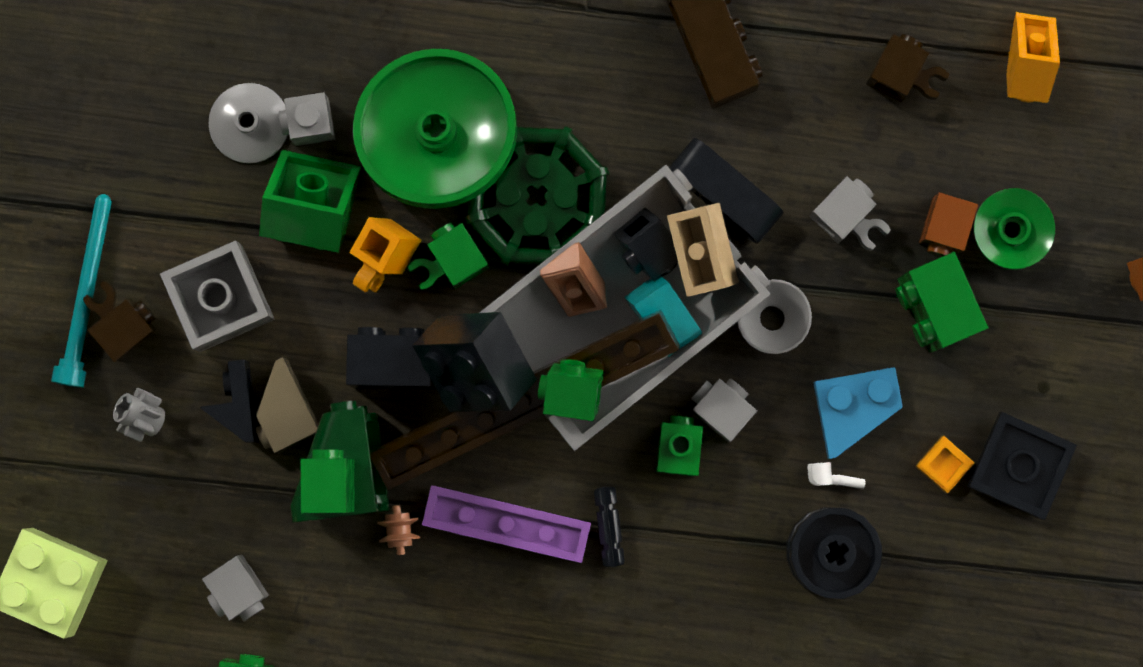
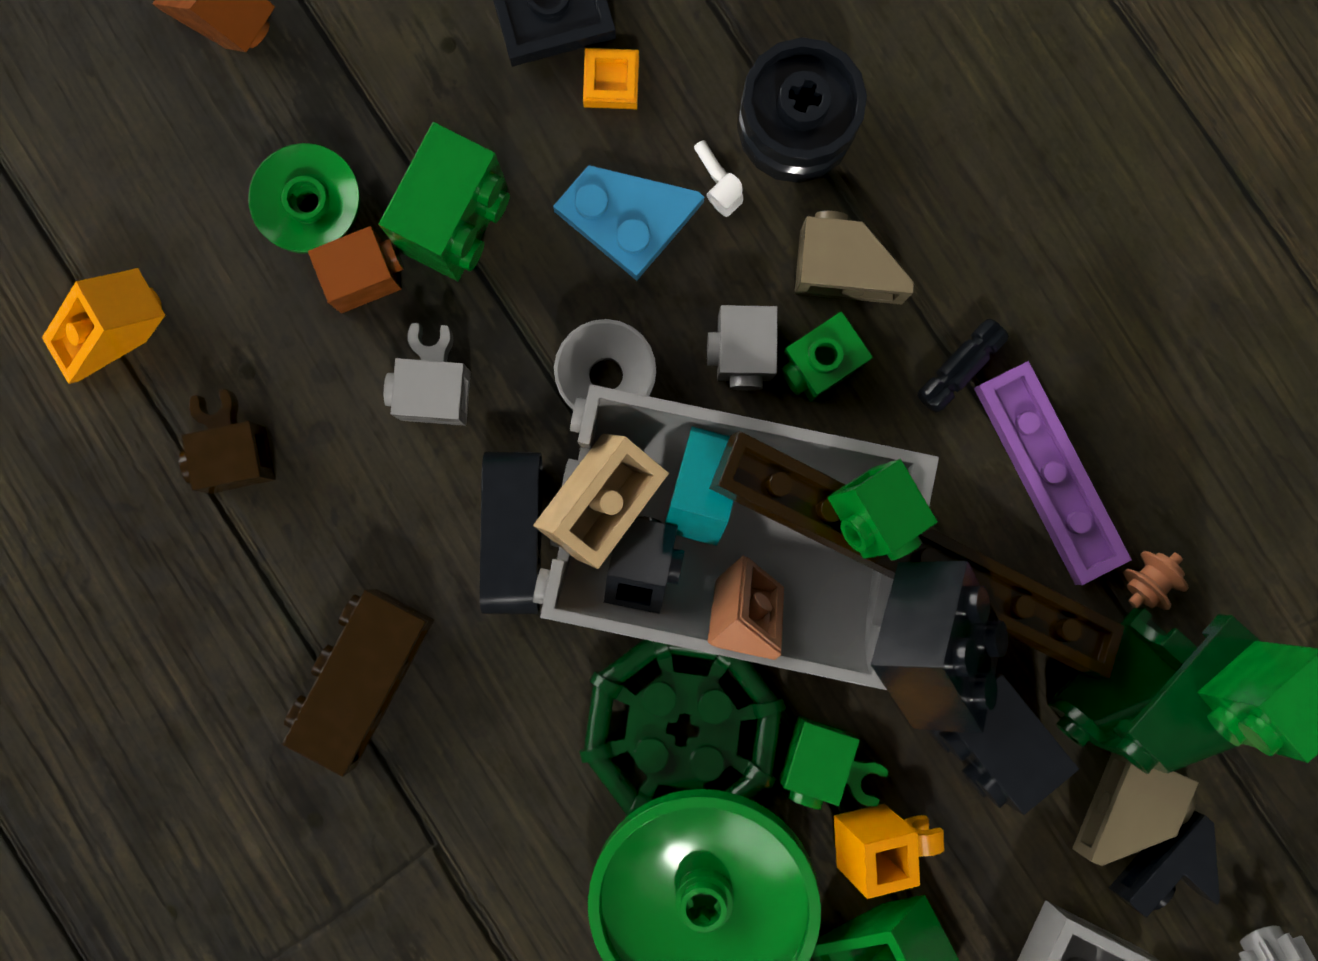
camera: 135 degrees left, 0 degrees up
(725, 506) = (847, 262): none -> dark tan slope

